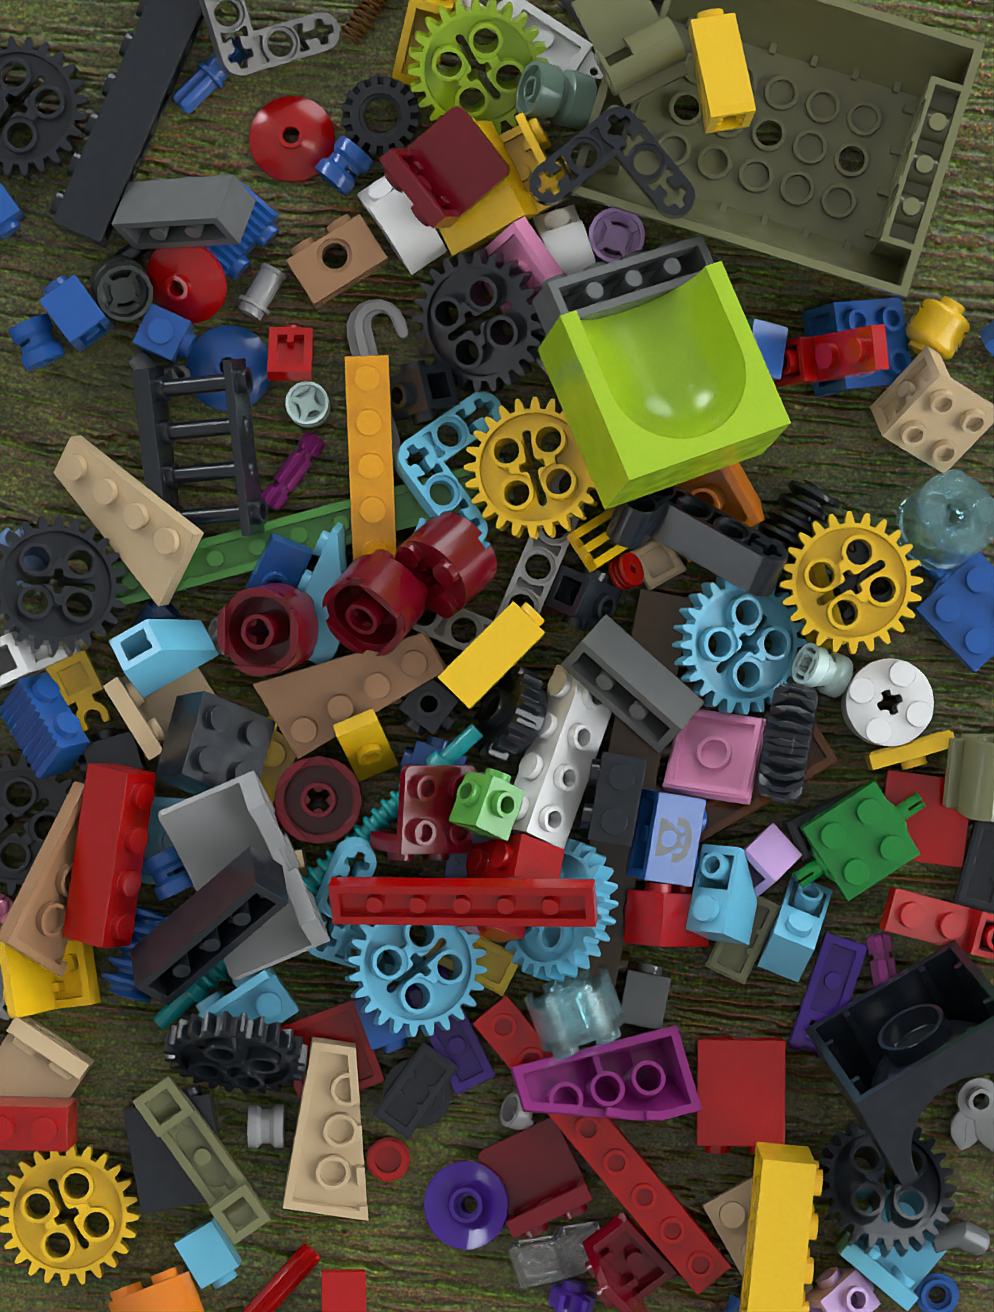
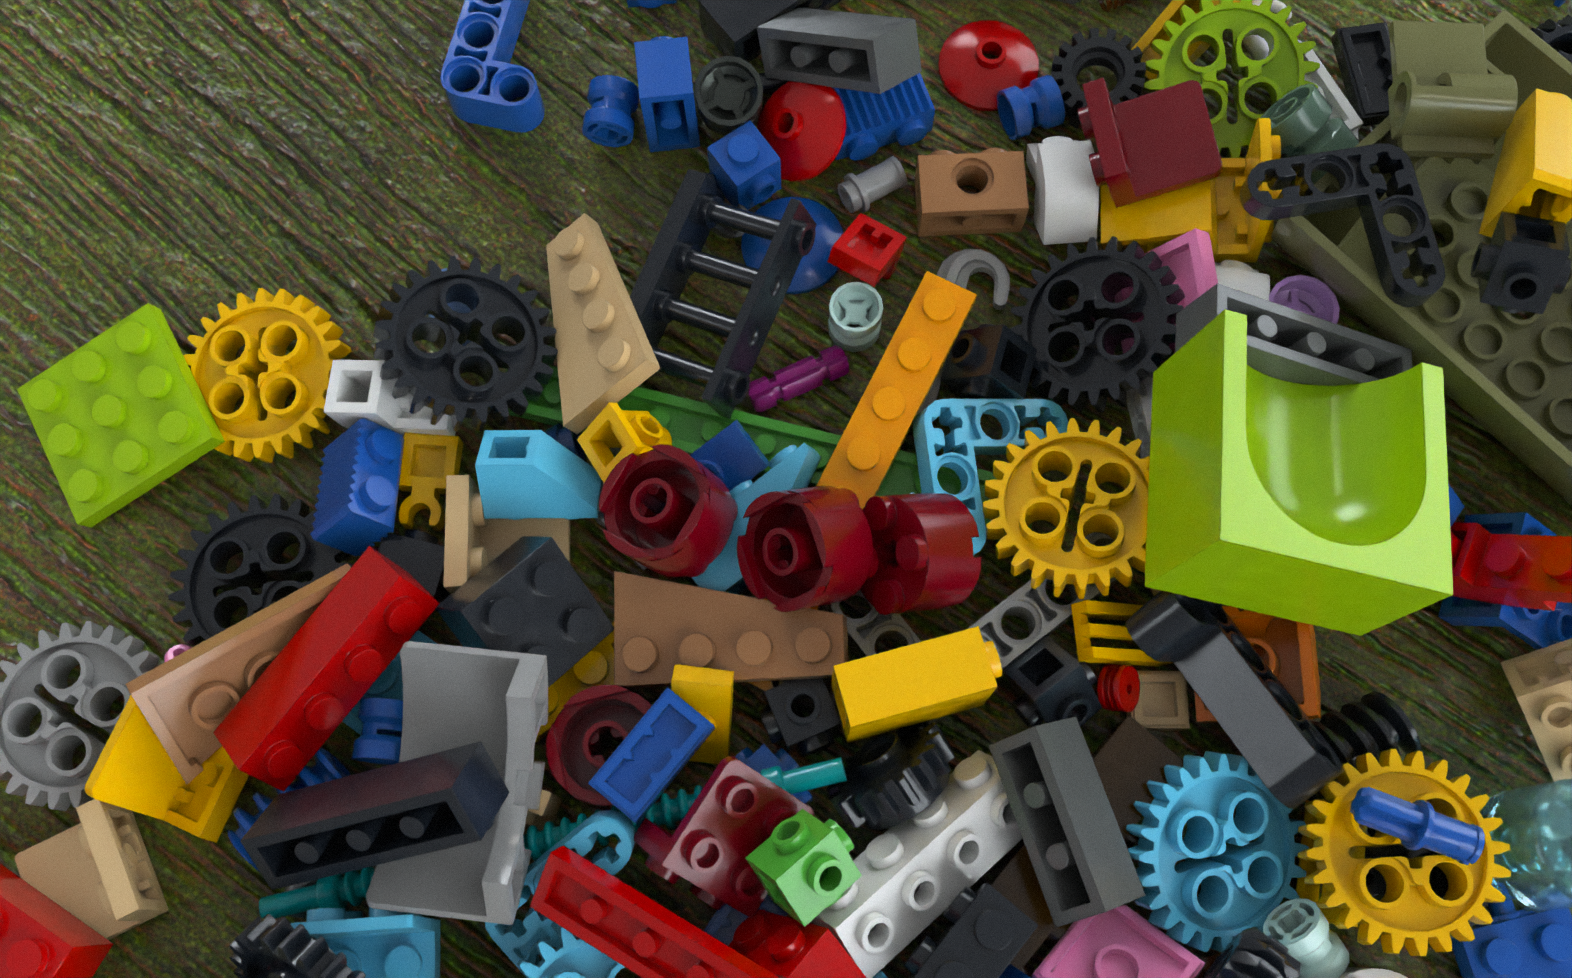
camera: 35 degrees right, 15 degrees down
(216, 586) = (624, 429): none -> yellow brick
(353, 791) = (652, 755): none -> blue plate
(738, 158) = (1522, 263): none -> black brick
(844, 568) = (1418, 825): none -> blue axle

